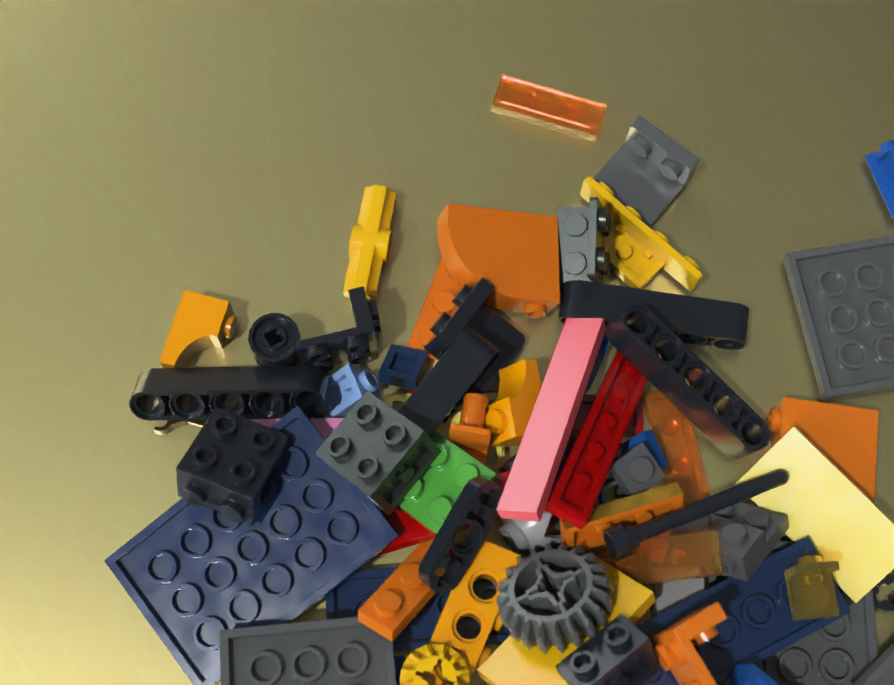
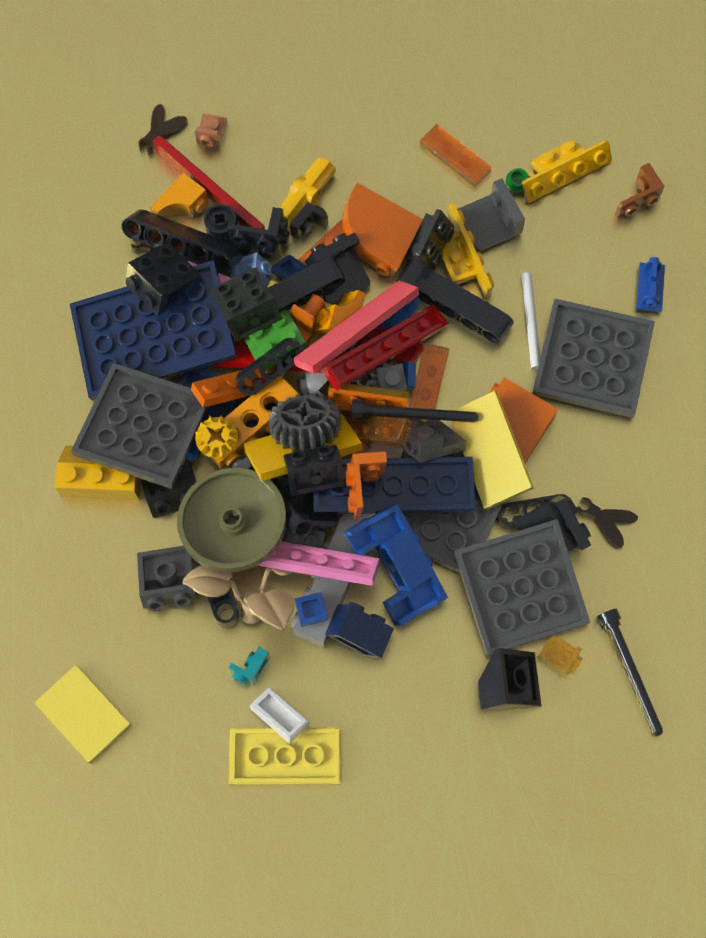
camera: 30 degrees right, 0 degrees up
(115, 236) = (161, 127): none -> dark brown piece
(191, 209) = (211, 130): none -> nougat bracket
(240, 297) = (213, 191): none -> red tile
(392, 279) = (306, 218): none -> black bracket
(651, 107) = (515, 178): none -> green plate
(699, 64) = (564, 166): none -> yellow bracket
(705, 387) = (450, 331): black beam -> none
(767, 297) = (531, 320): none -> white bar
(812, 588) = (457, 483): clear yellow bracket -> none
(826, 44) = (652, 189): none -> dark orange bracket

